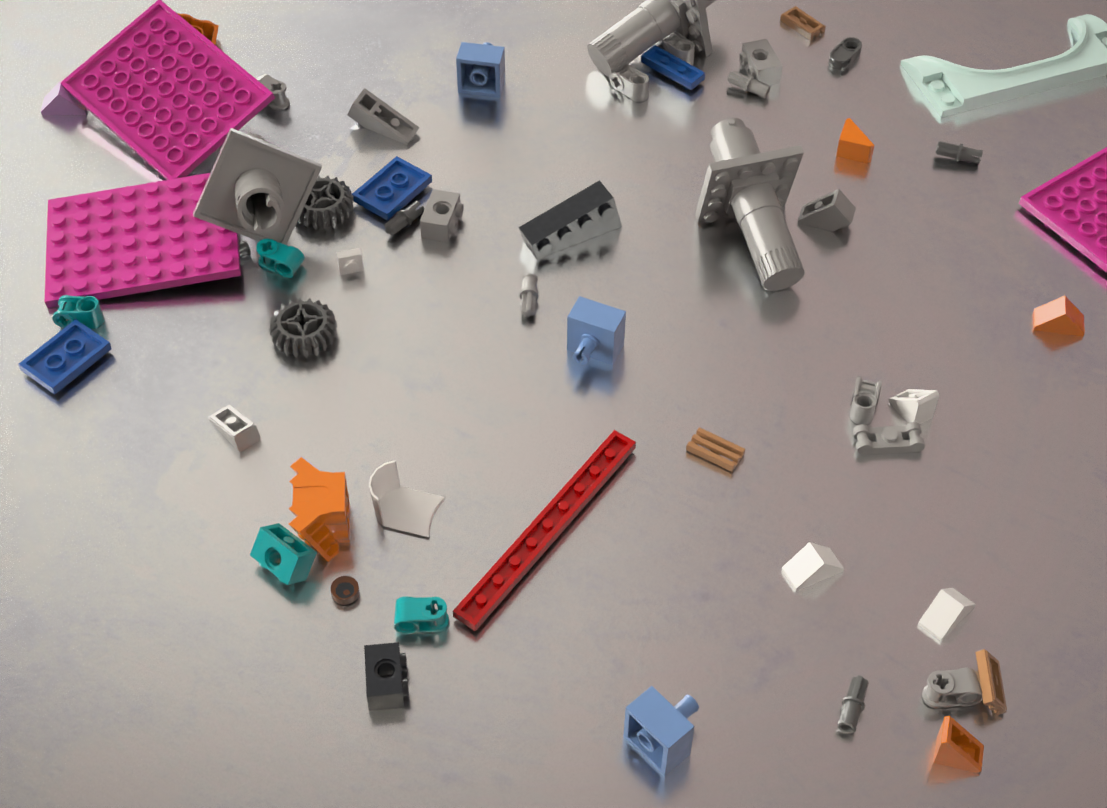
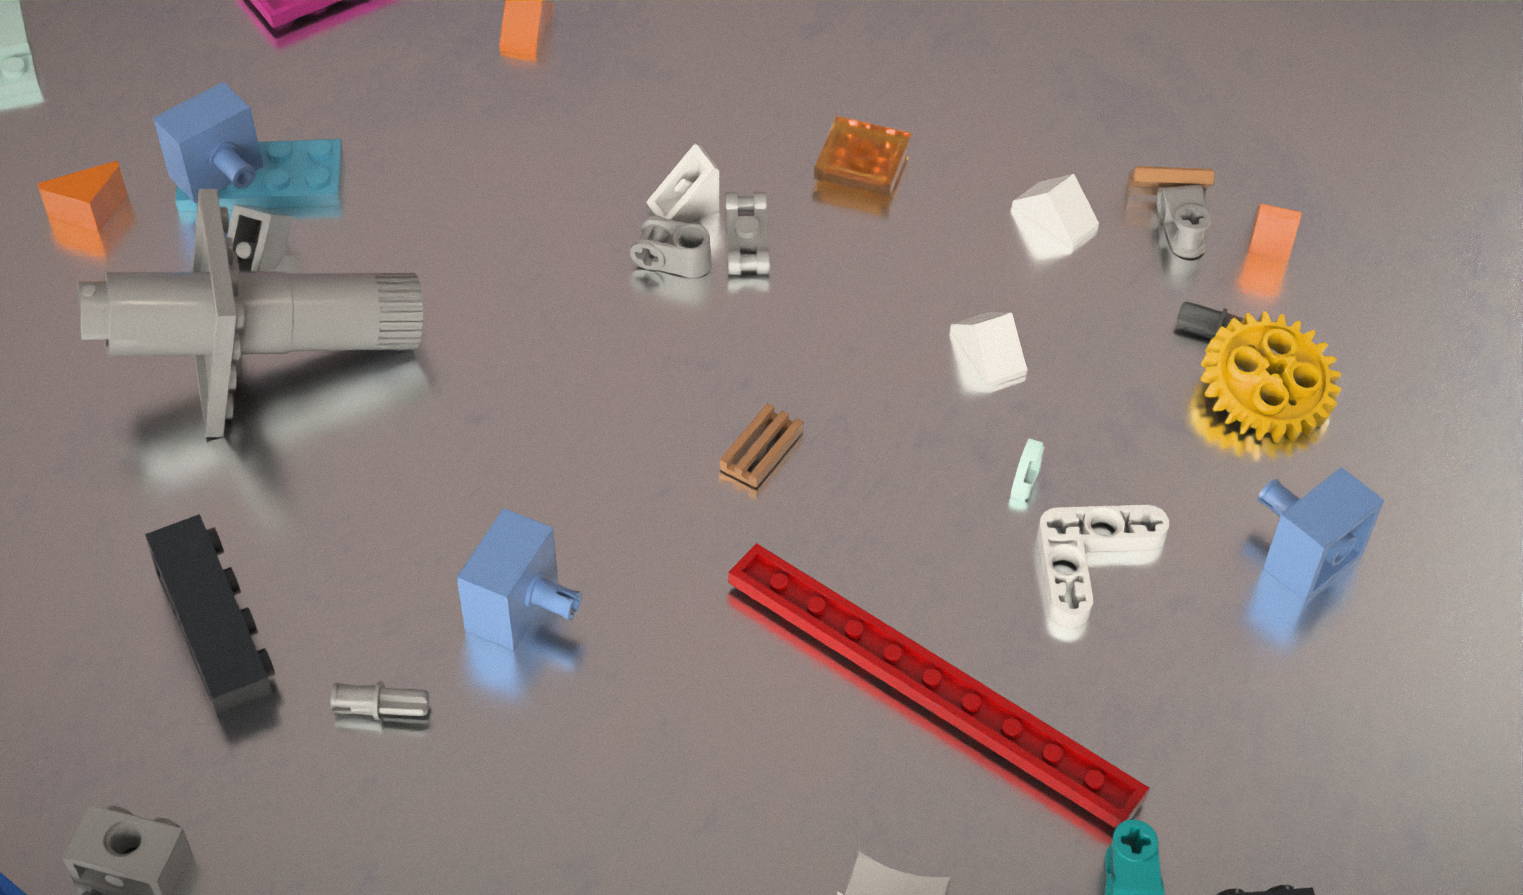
camera: 90 degrees left, 0 degrees up
(652, 604) = (1073, 546): none -> white beam
(707, 580) = (1027, 470): none -> light aqua tile
(820, 743) = (1270, 377): none -> yellow gear
(884, 172) = (209, 142): none -> medium blue brick
(891, 213) = (292, 176): none -> medium azure plate
(958, 152) = (144, 73): dark grey axle -> none
(973, 498) = (862, 156): none -> clear orange plate

